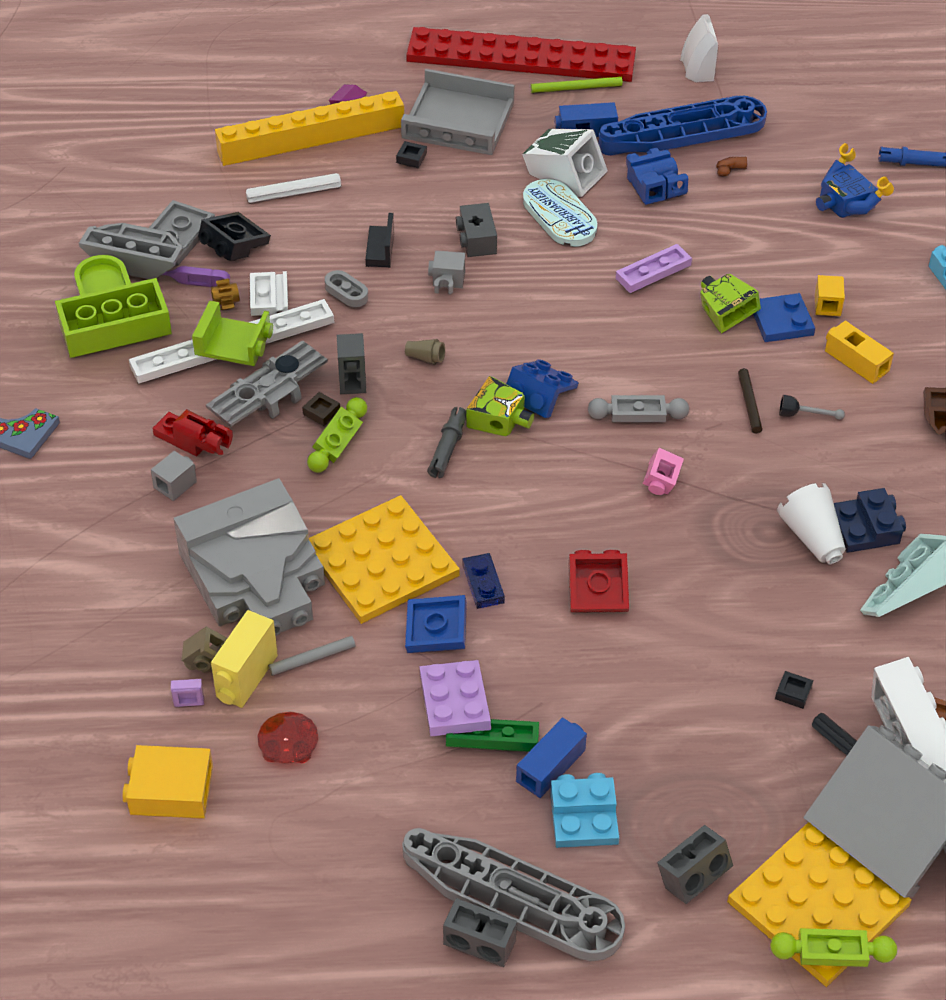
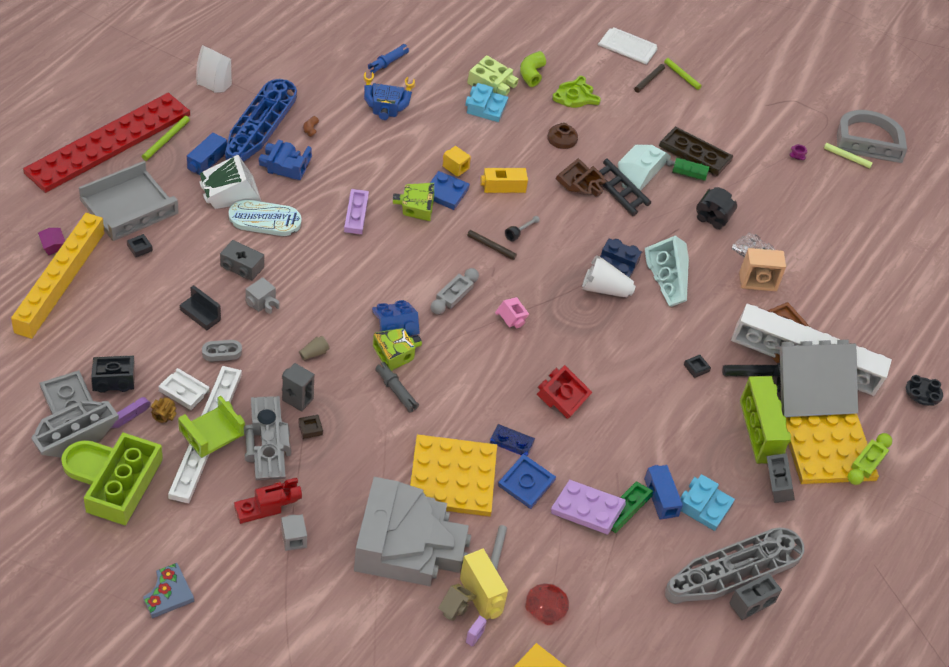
camera: 60 degrees left, 0 degrees up
(293, 188) = (99, 318): white axle -> none
(337, 435) = (339, 432): lime plate -> none
(770, 794) = (764, 418): none -> lime brick

